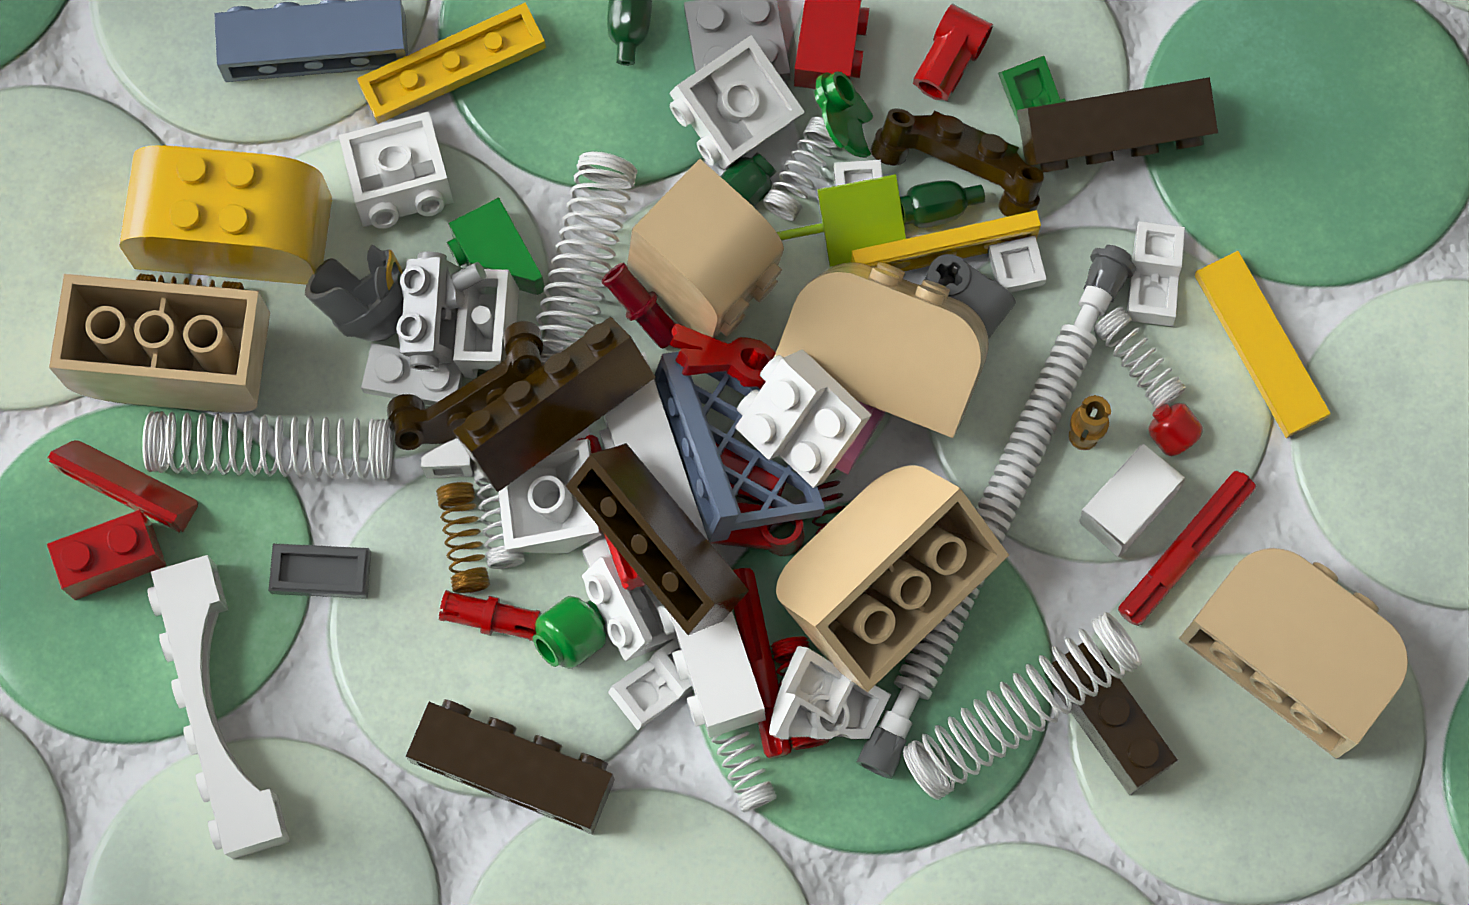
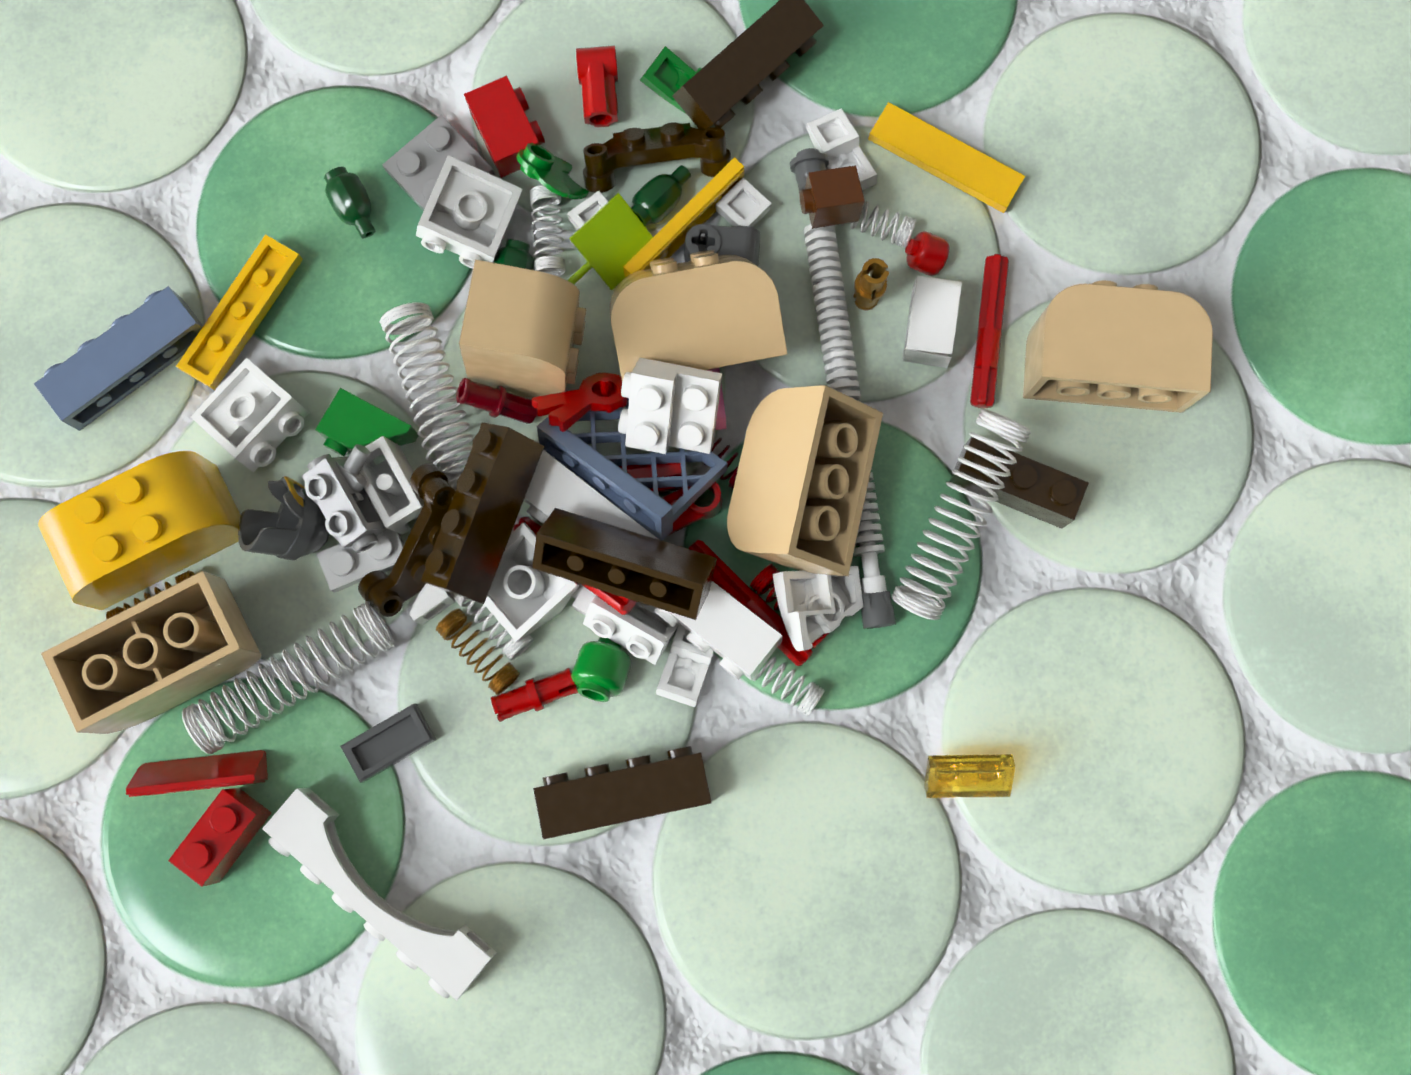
camera: 35 degrees left, 5 degrees up
(1106, 311) = (832, 197): none -> reddish brown brick

